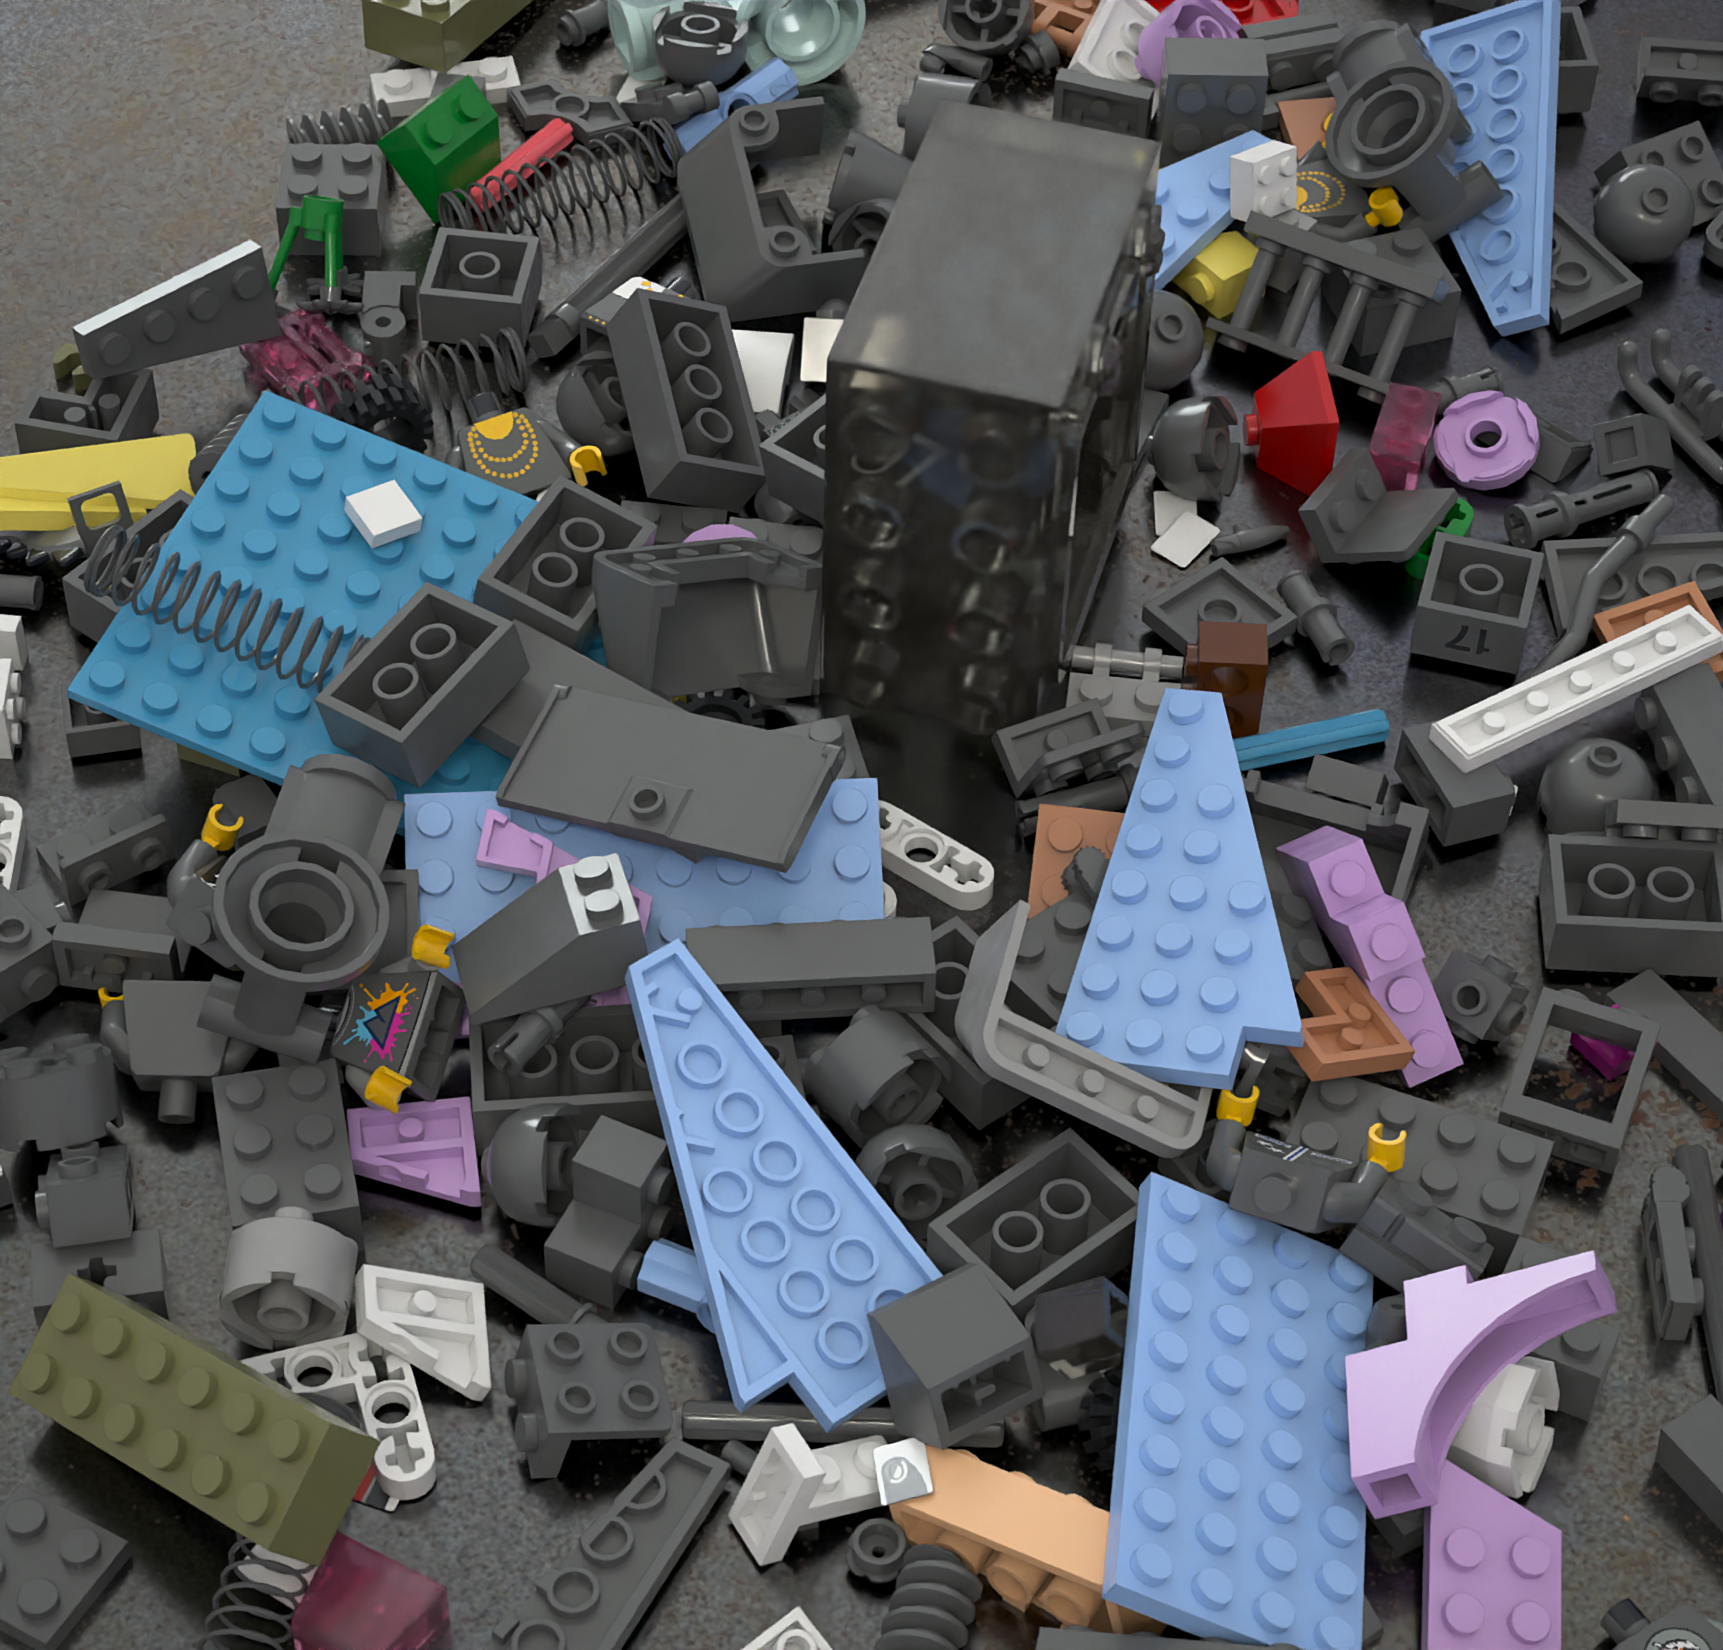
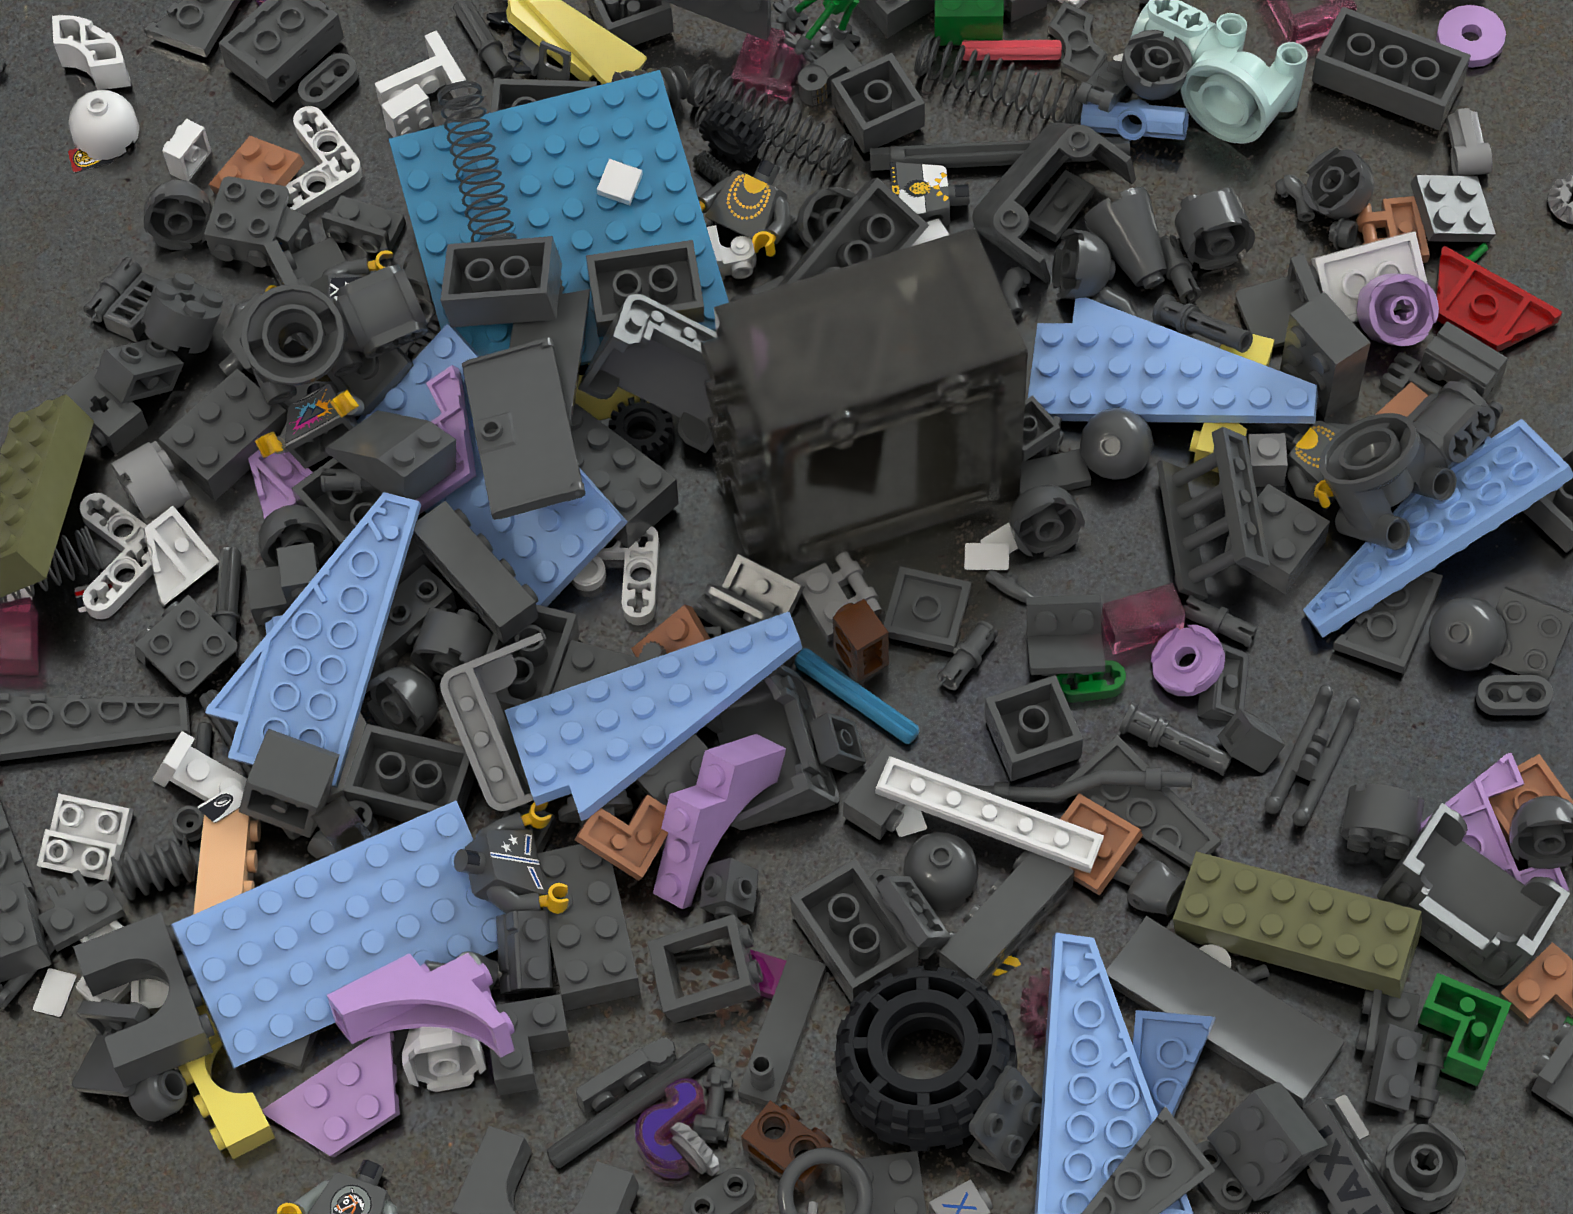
camera: 60 degrees right, 15 degrees up
(1263, 180) = (1269, 417): white piece -> none
(1295, 425) = (1108, 556): red slope -> none

